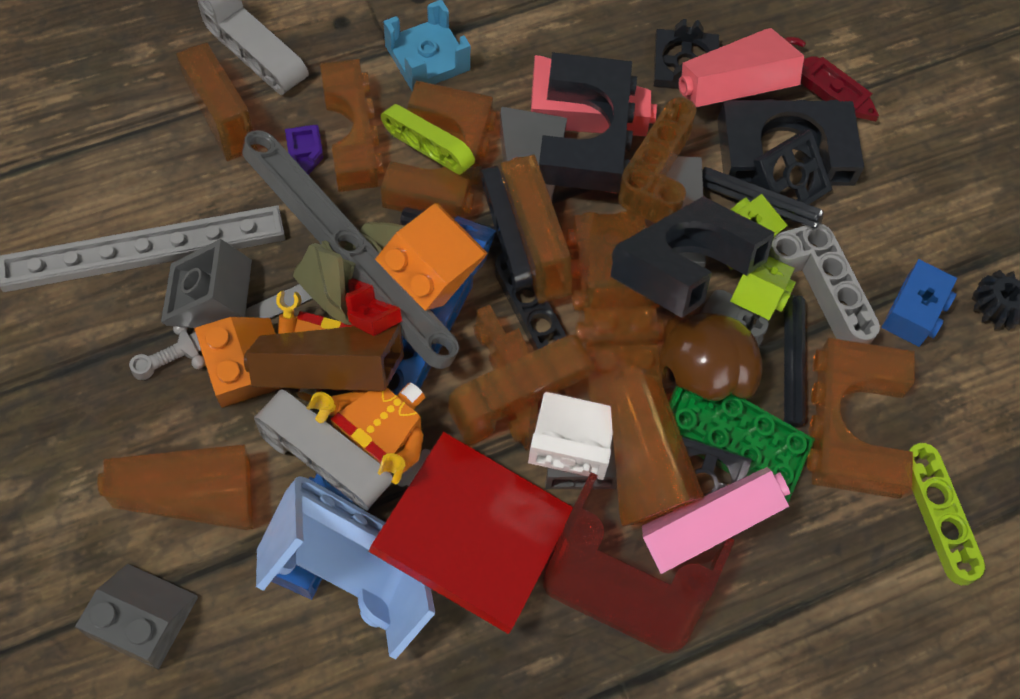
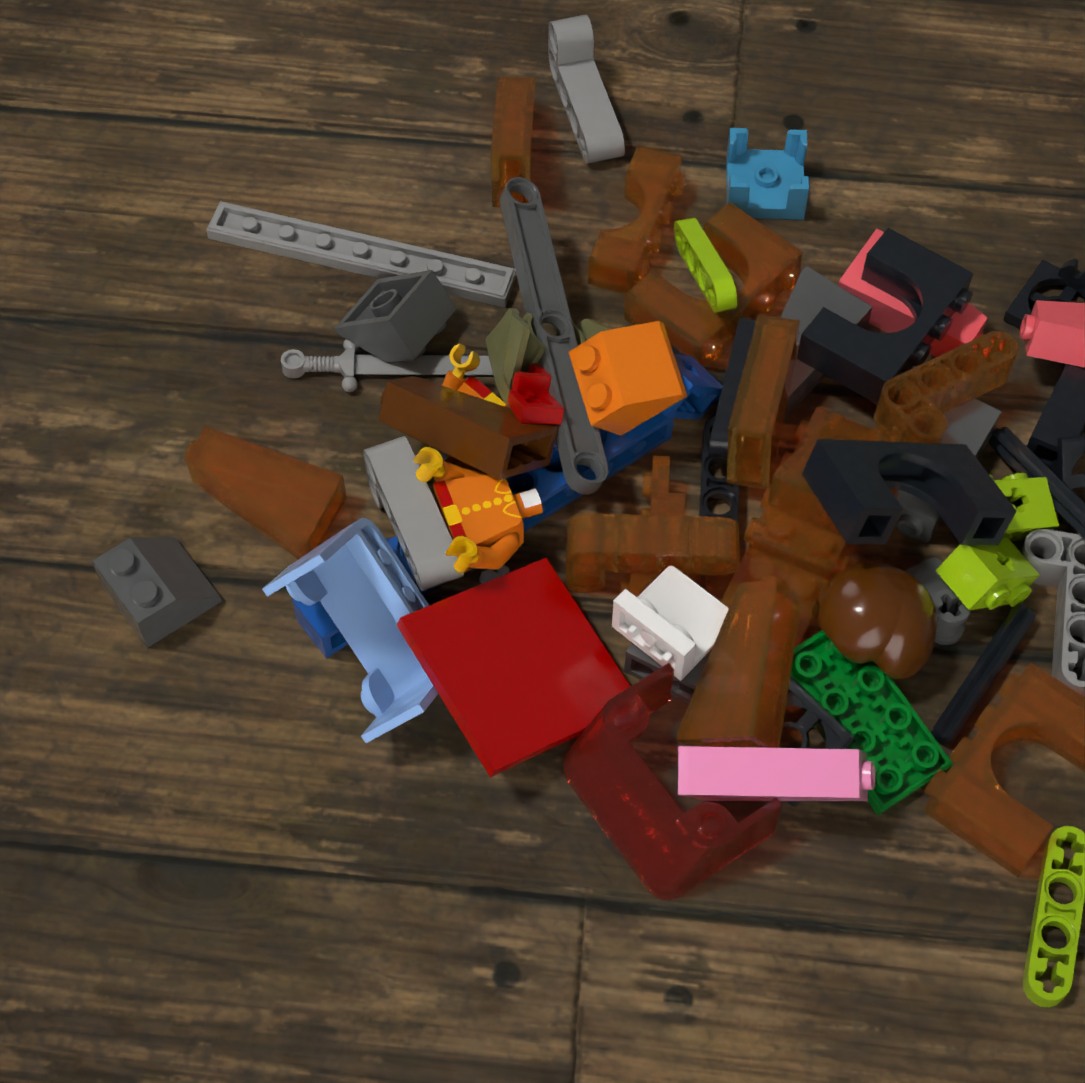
camera: 35 degrees right, 5 degrees down
(224, 350) = (368, 378): orange slope -> none
(305, 146) = (576, 226): dark purple tile -> none

